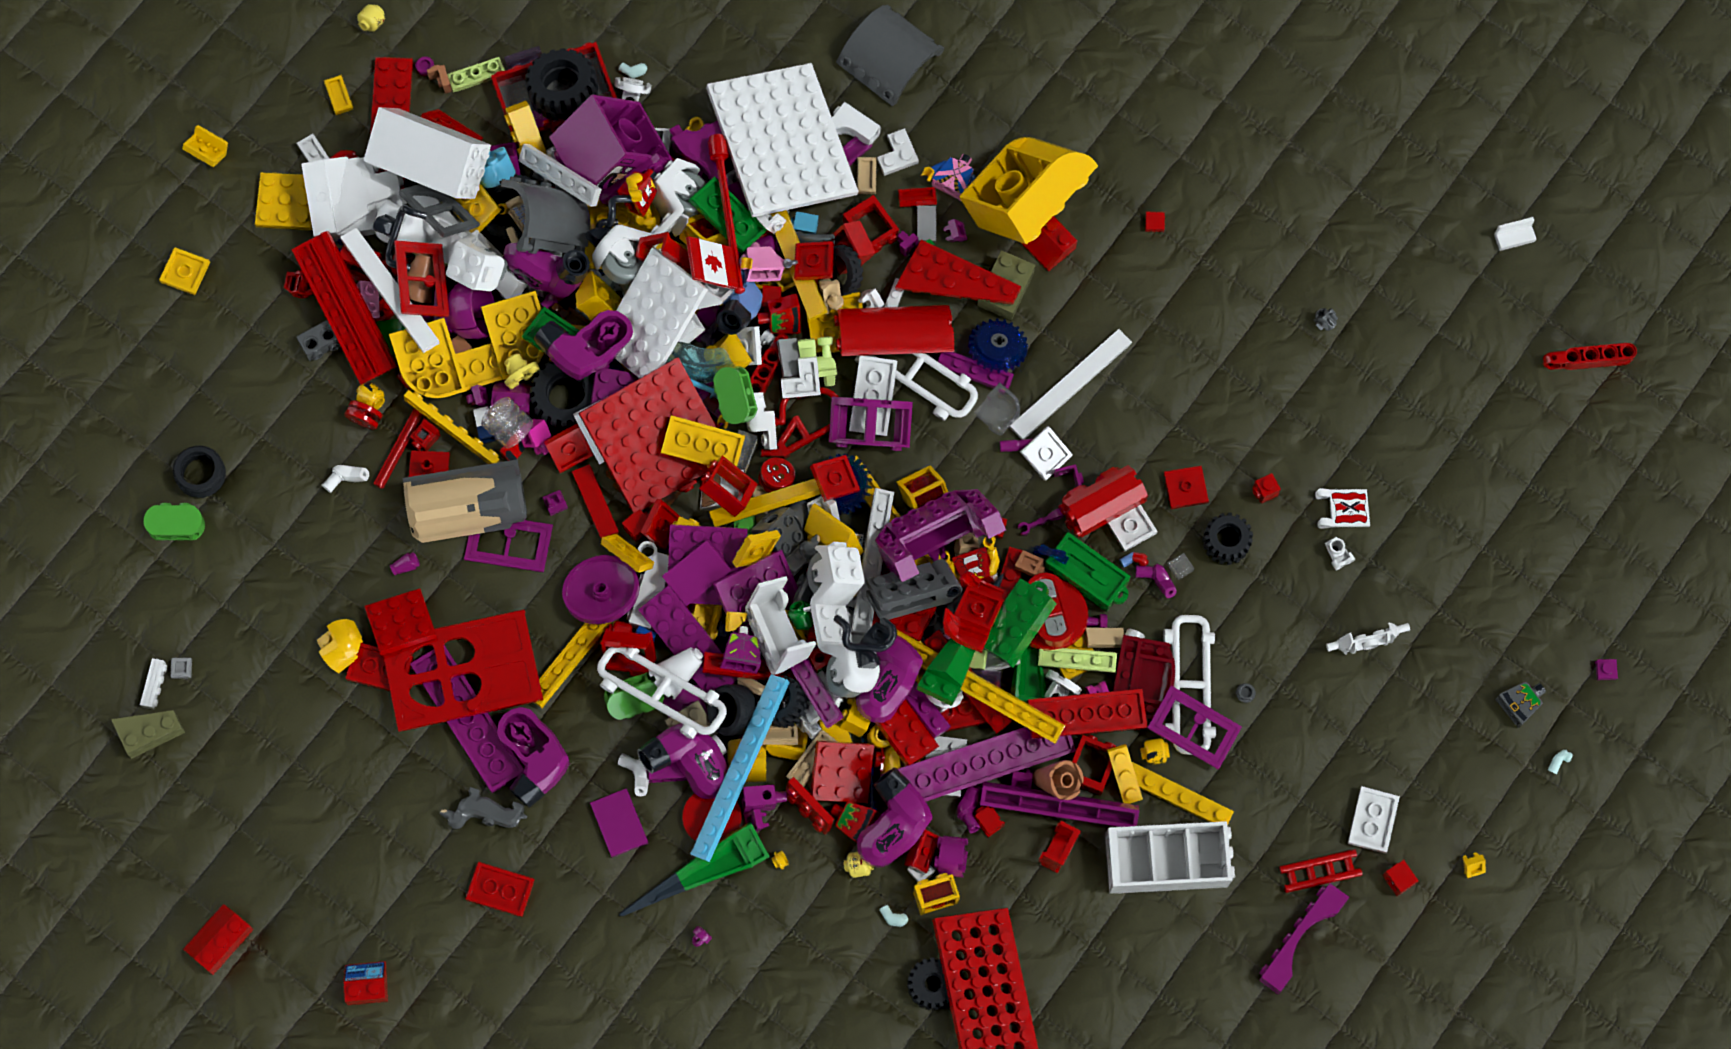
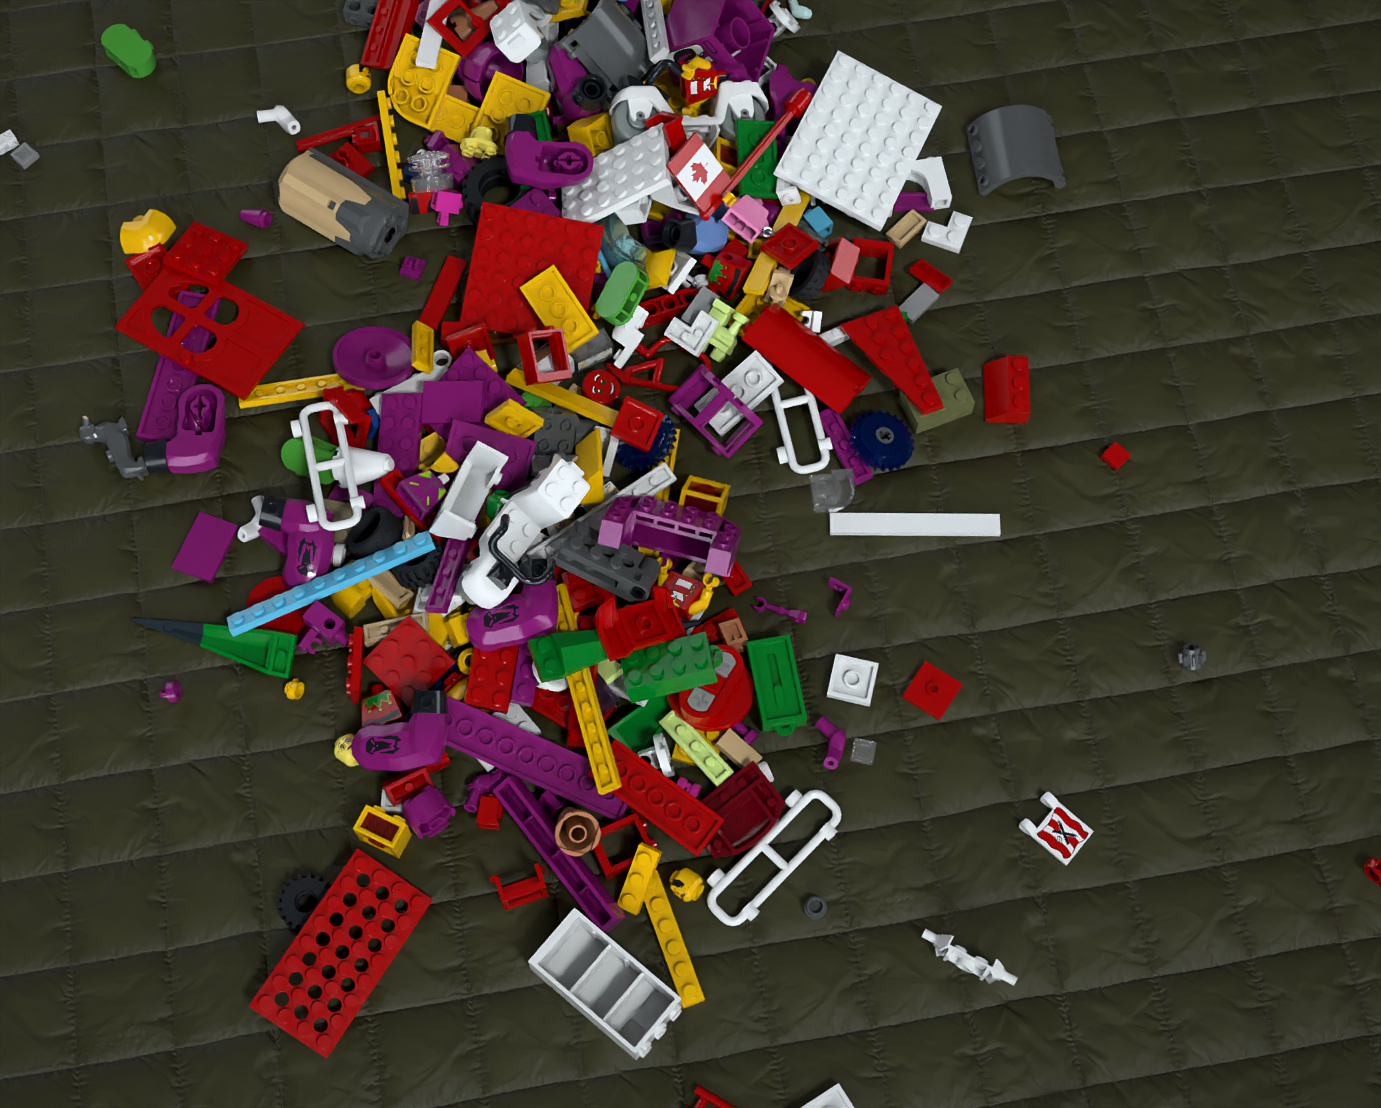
camera: 45 degrees right, 5 degrees down
(188, 456) = (181, 14): black tyre -> none
(363, 414) = (338, 85): red head -> none
(500, 889) = (66, 516): red tile -> none
(504, 560) = (384, 281): magenta door -> none
(568, 448) = (458, 232): red tile -> none
(893, 919) = (333, 821): light aqua arm -> none
(907, 243) = (886, 300): magenta tile -> none
(951, 175) = (974, 283): torso -> none
(957, 231) = (937, 326): magenta tile -> none
(1013, 445) = (823, 535): magenta piece -> none
(1025, 187) = (1024, 332): yellow brick -> none
(1046, 453) = (838, 559): white tile -> none
(1058, 555) = (760, 644): clear blue piece -> none
(1108, 498) = (844, 636): red brick -> none
(1141, 558) = (830, 708): arm -> none
(1202, 713) = (759, 888): magenta door -> none
(1231, 524) = (933, 747): black tyre -> none
(1266, 488) = (1000, 750): red brick -> none
(1340, 557) = (1014, 868): white plate -> none

